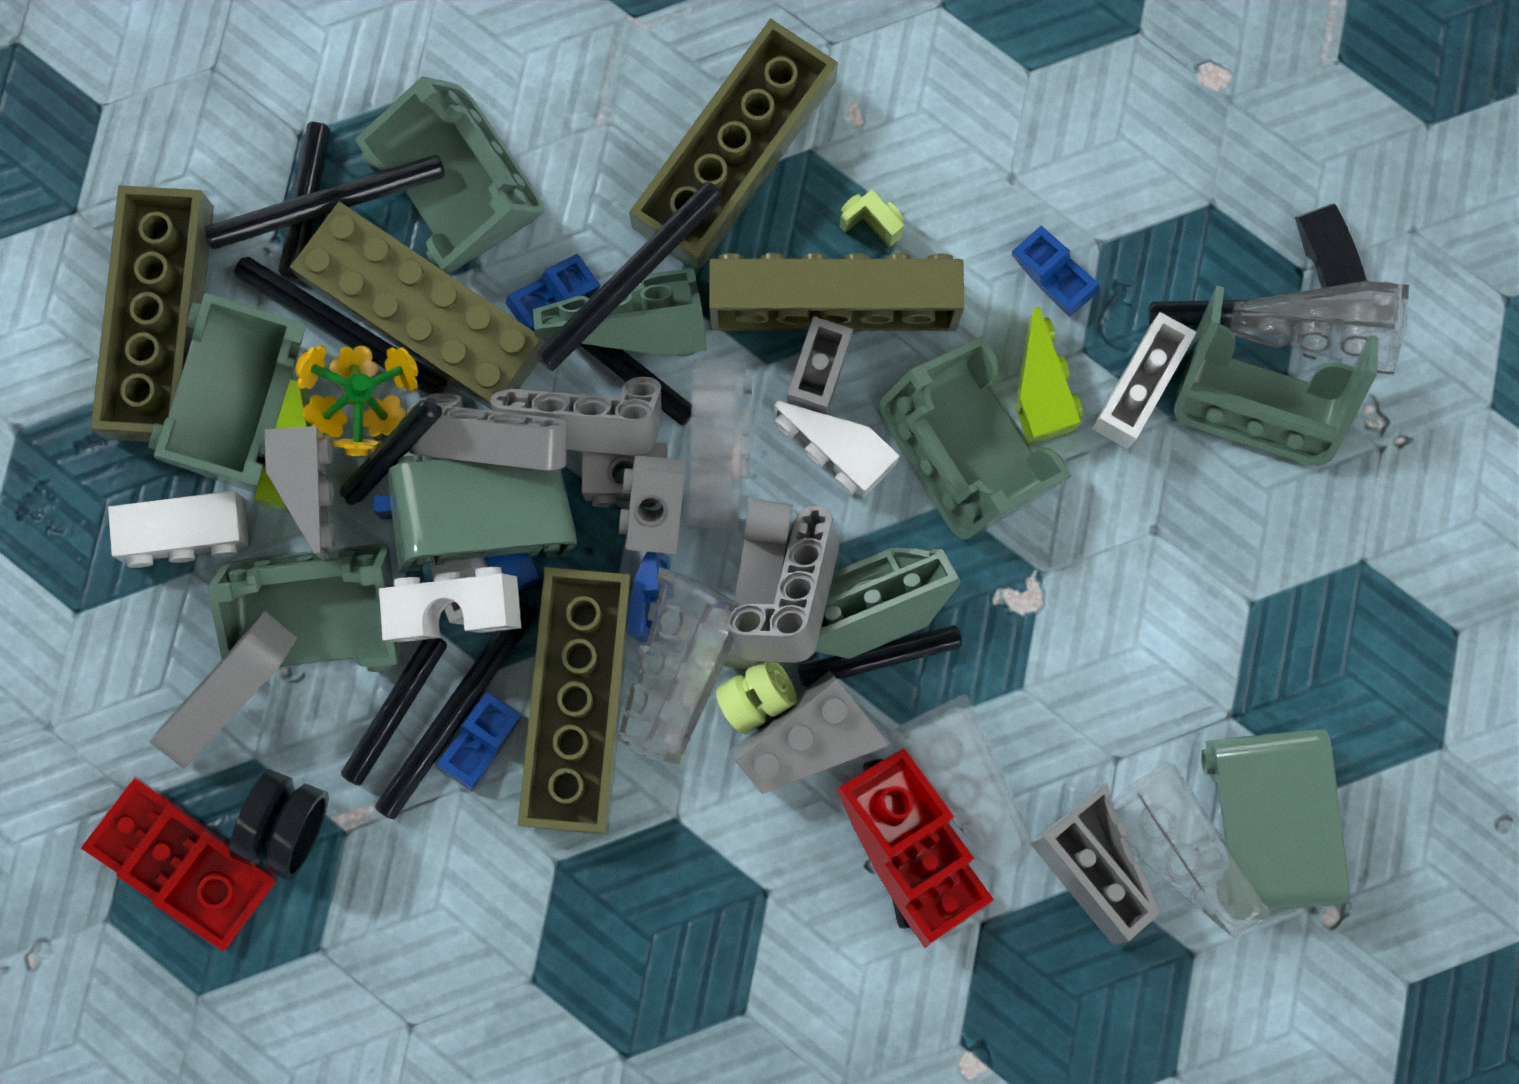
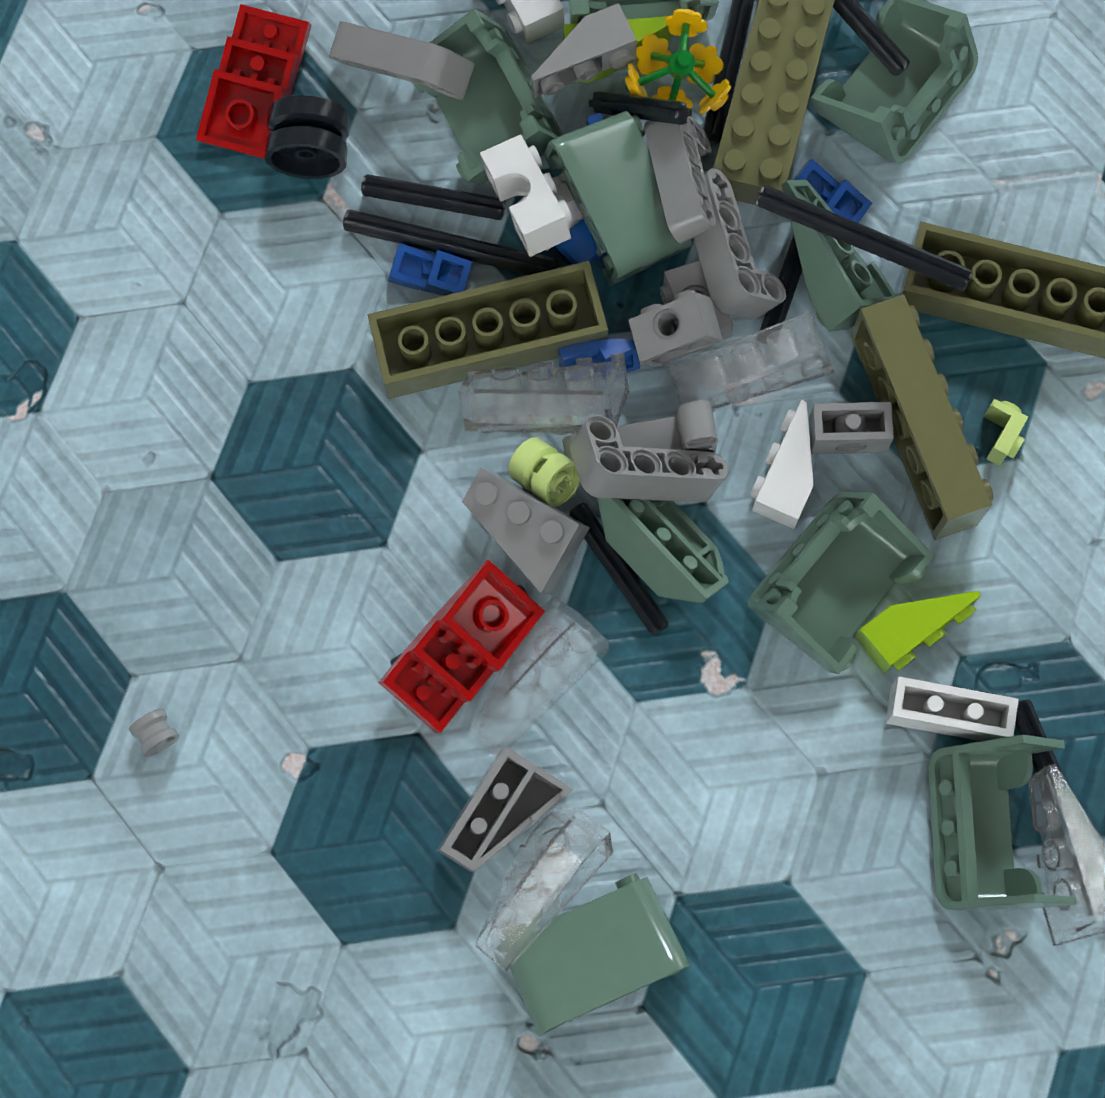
camera: 75 degrees right, 5 degrees down
(1054, 271) = (1023, 606): blue slope -> none

